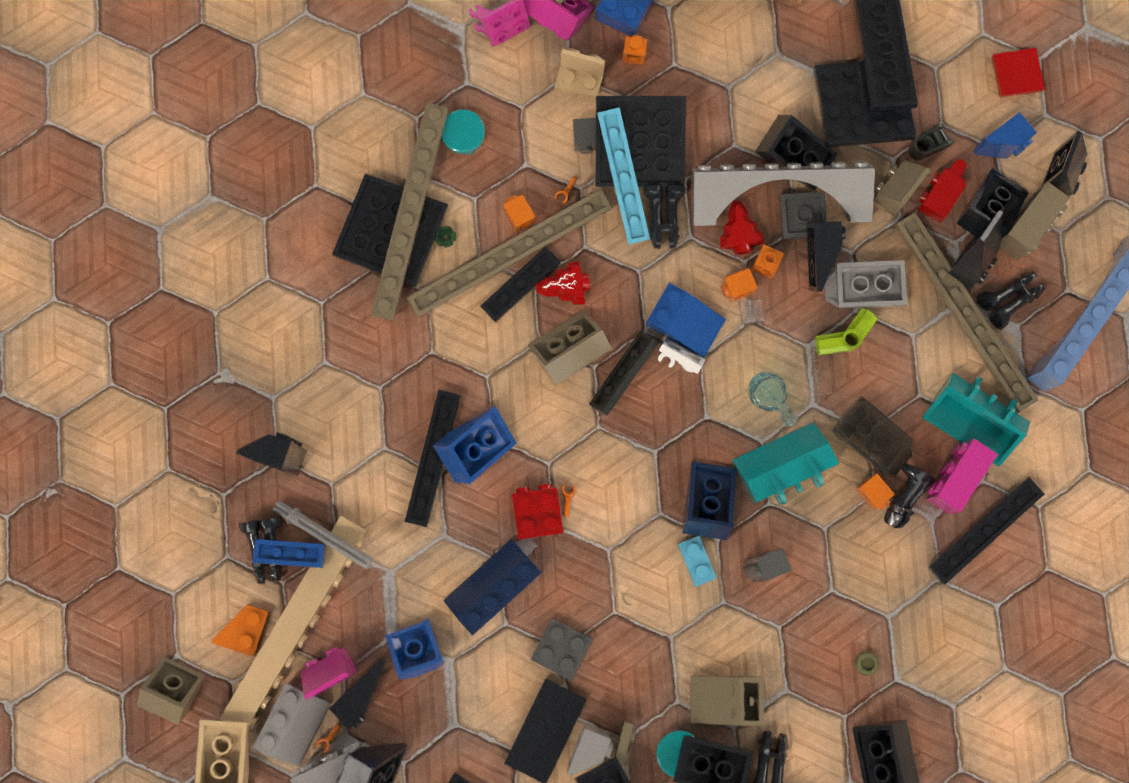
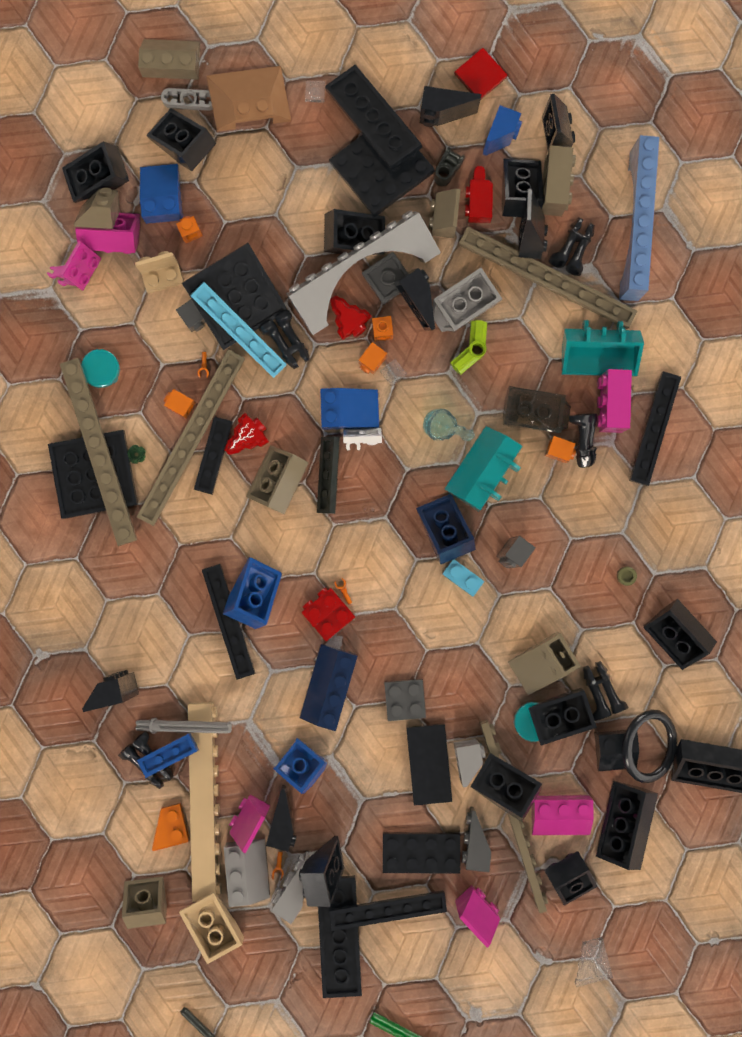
camera: 30 degrees left, 5 degrees up
(965, 82) = (446, 105): none -> black slope

